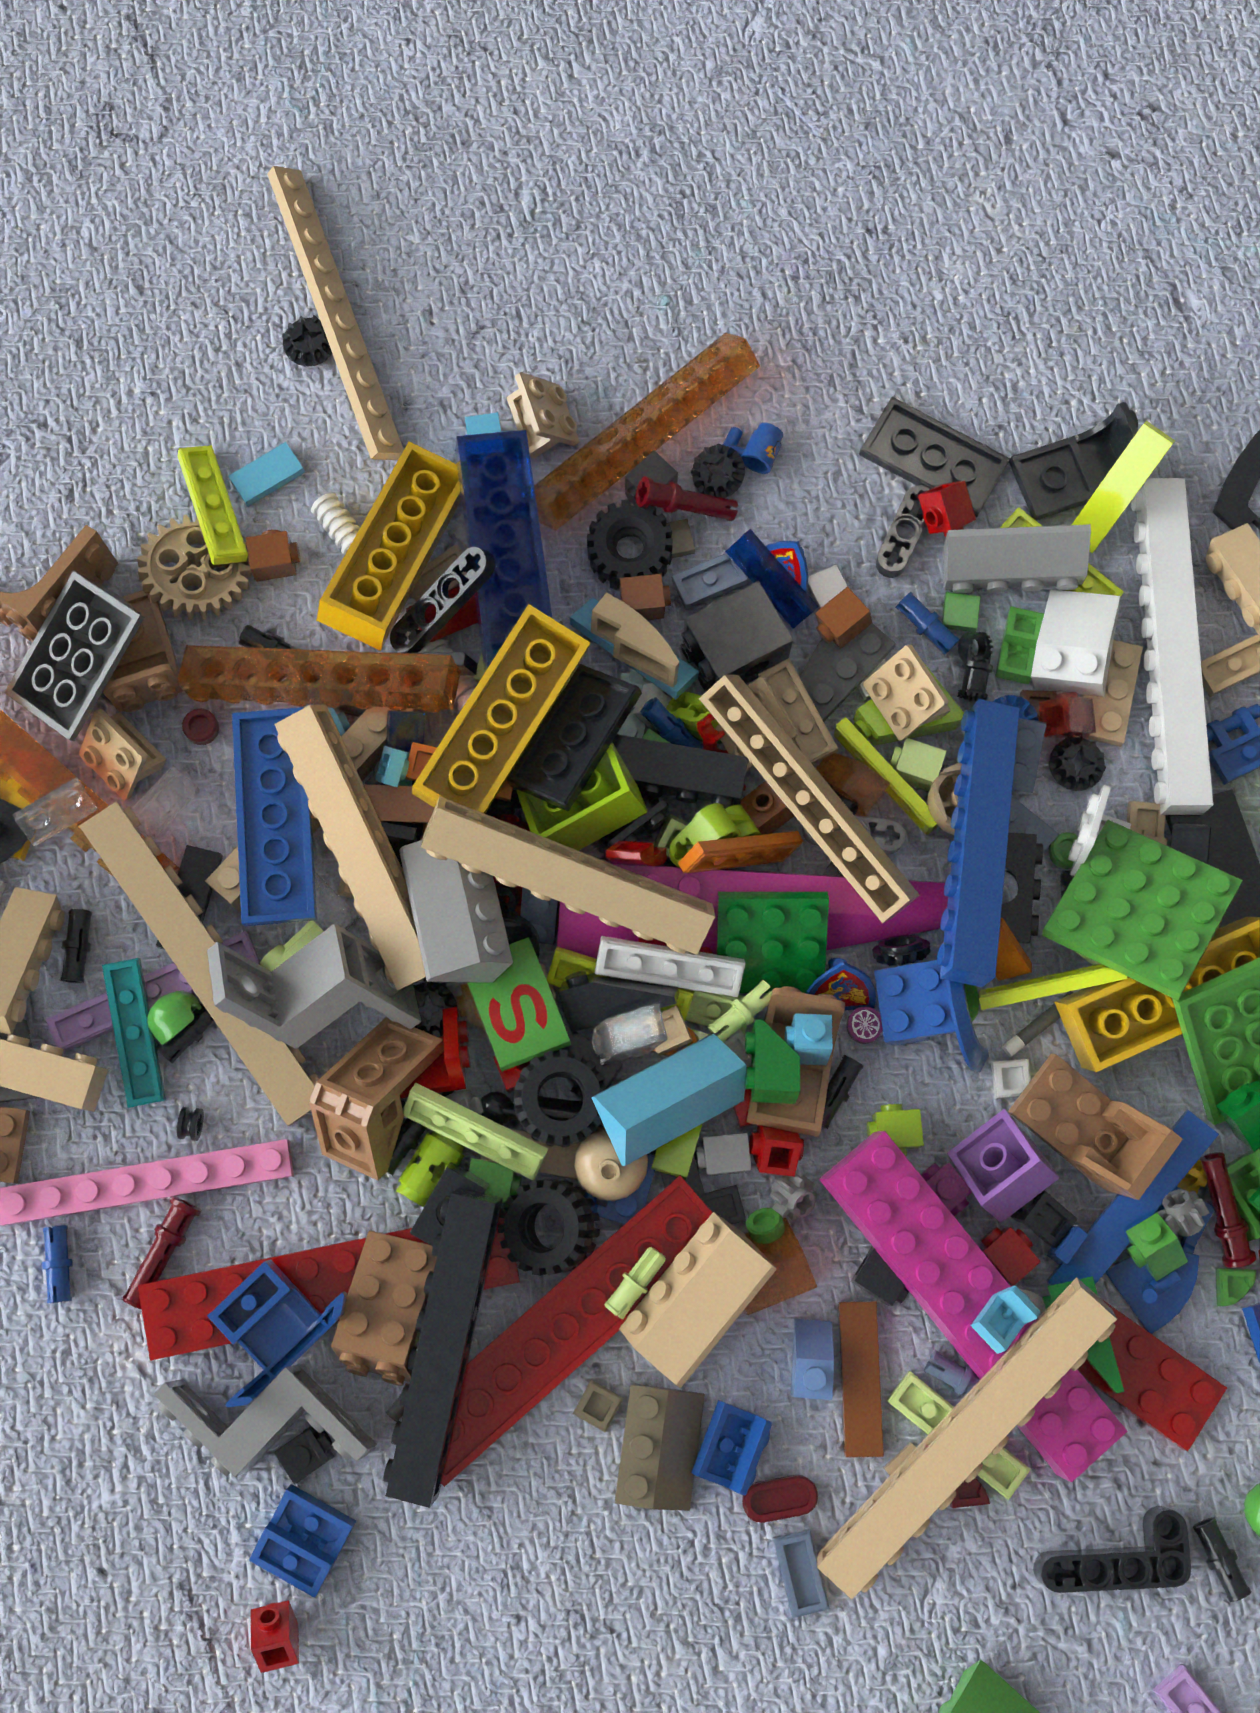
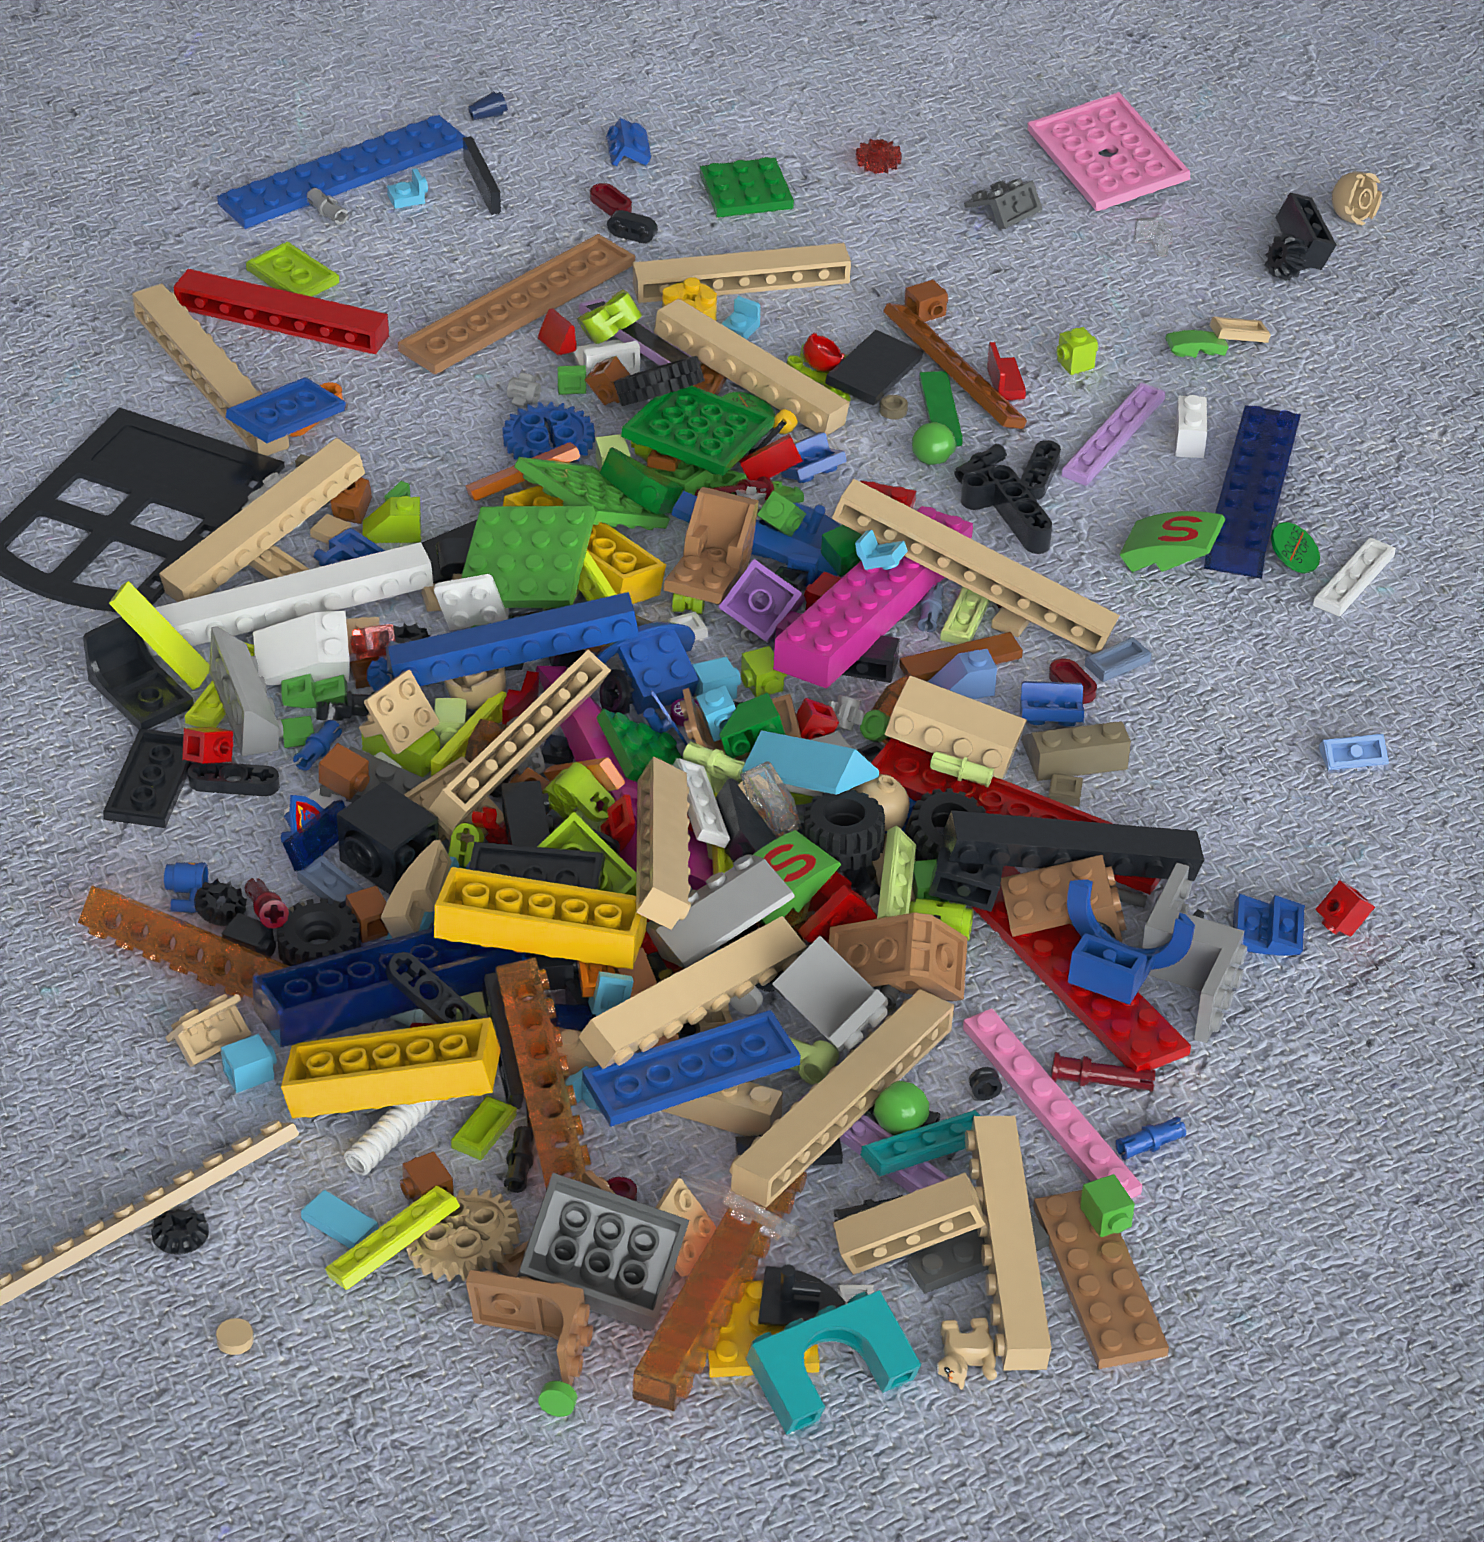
camera: 110 degrees left, 35 degrees down
(168, 355) = (234, 1336): none -> tan tile
(326, 636) = (483, 1128): none -> lime tile
(891, 1067) = (715, 674): none -> medium azure brick
(919, 839) = (518, 701): none -> red slope
(1221, 1645) = (1039, 461): none -> black beam

